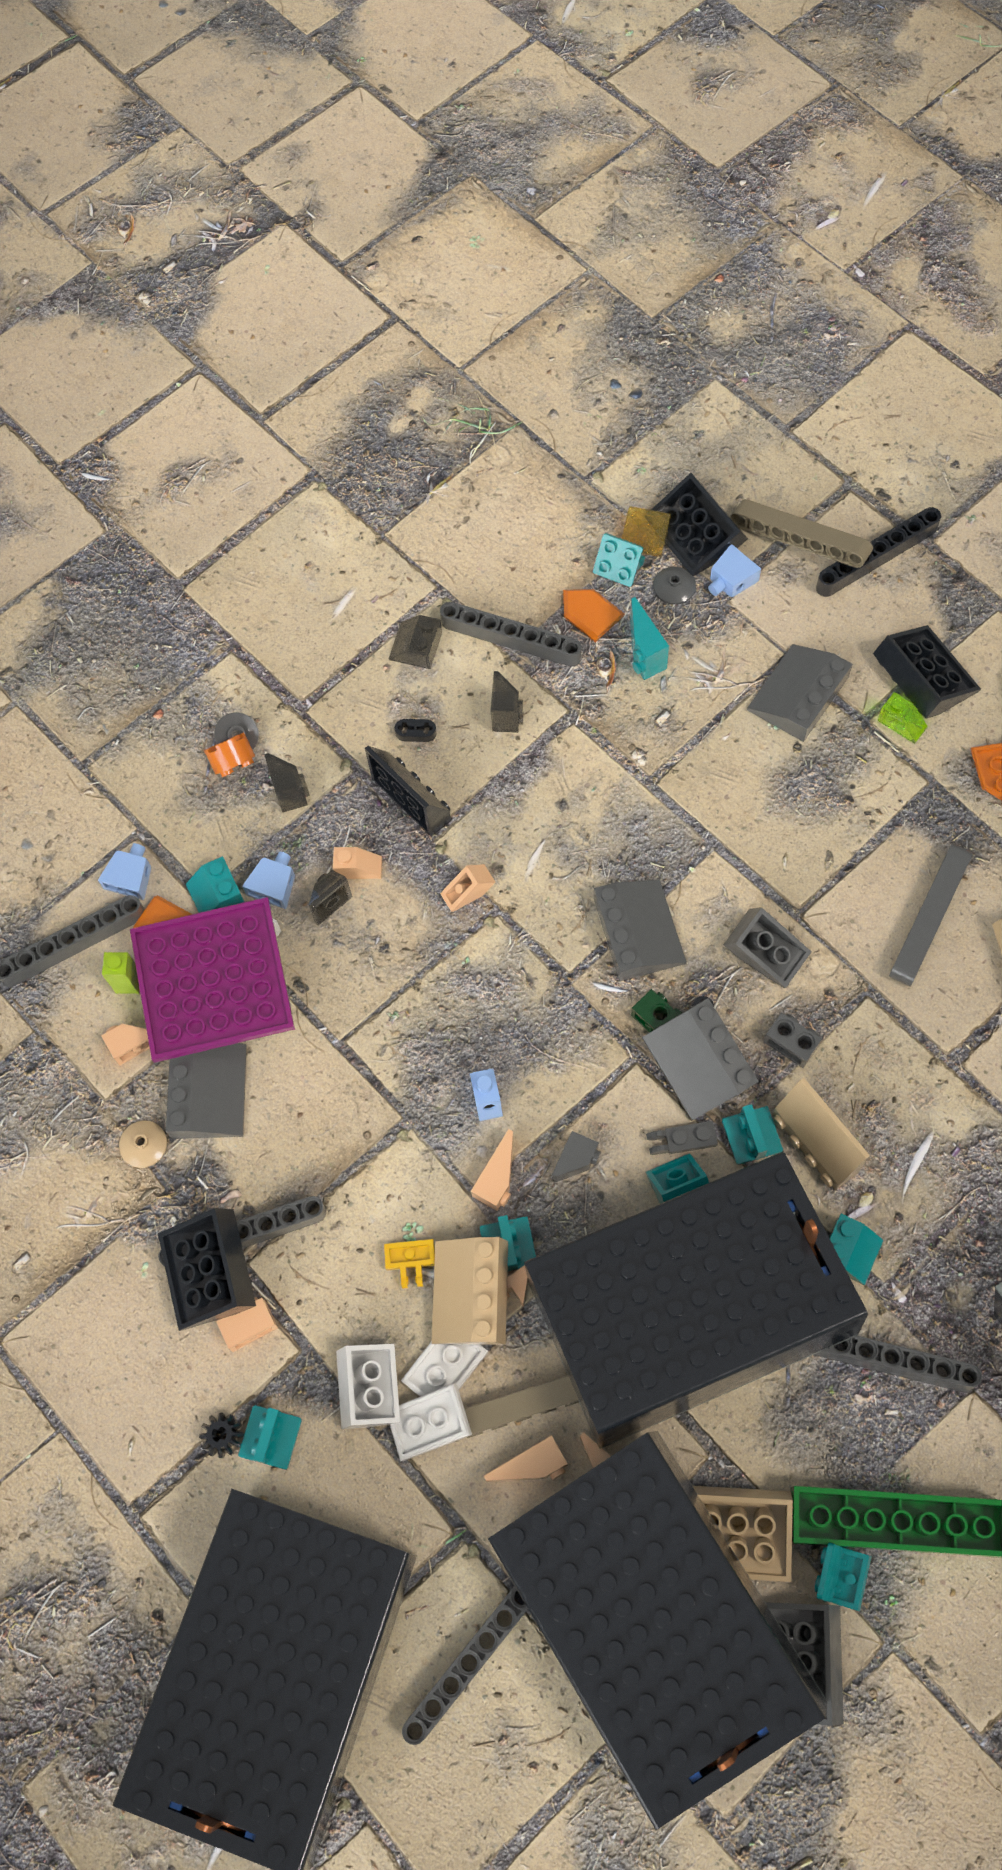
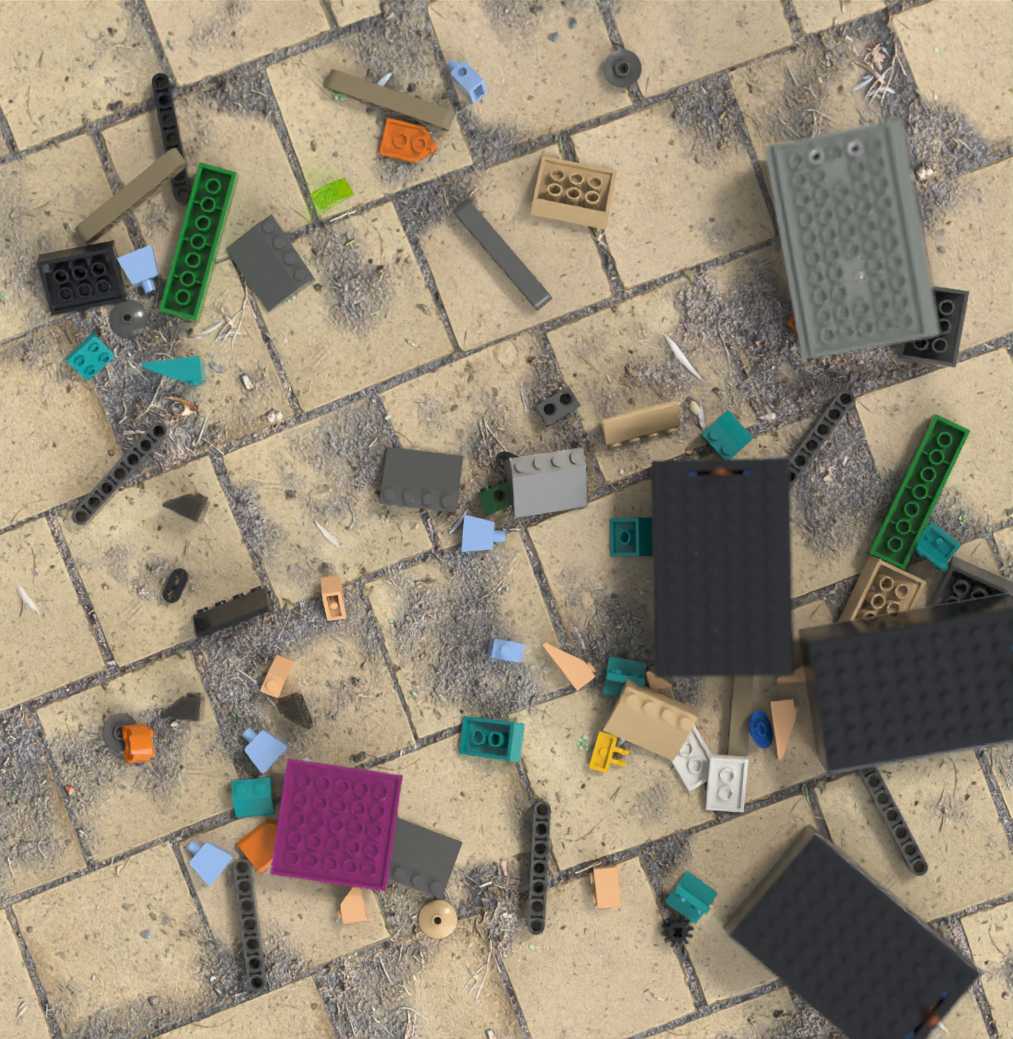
camera: 75 degrees left, 20 degrees up
(120, 972) = (299, 892): lime brick -> none
(206, 1268) = (559, 902): black slope -> none
(367, 1386) = (685, 816): white slope -> none
(376, 1119) = (491, 738): none -> teal slope
(417, 641) = (94, 554): clear smoke slope -> none
(512, 1437) = (760, 729): none -> blue dish
(576, 1157) = (581, 602): dark grey slope -> none
(590, 612) = (125, 399): orange tile -> none
(605, 1012) = (479, 534): none -> light blue torso
(647, 529) = (69, 321): clear yellow plate -> none
(684, 1138) = (598, 517): dark grey hinge -> none
(752, 1134) = (616, 468): teal bracket -> none
(767, 946) = (478, 390): dark grey slope -> none
(786, 612) = (199, 242): none -> green brick
(925, 670) = (297, 155): black slope -> none

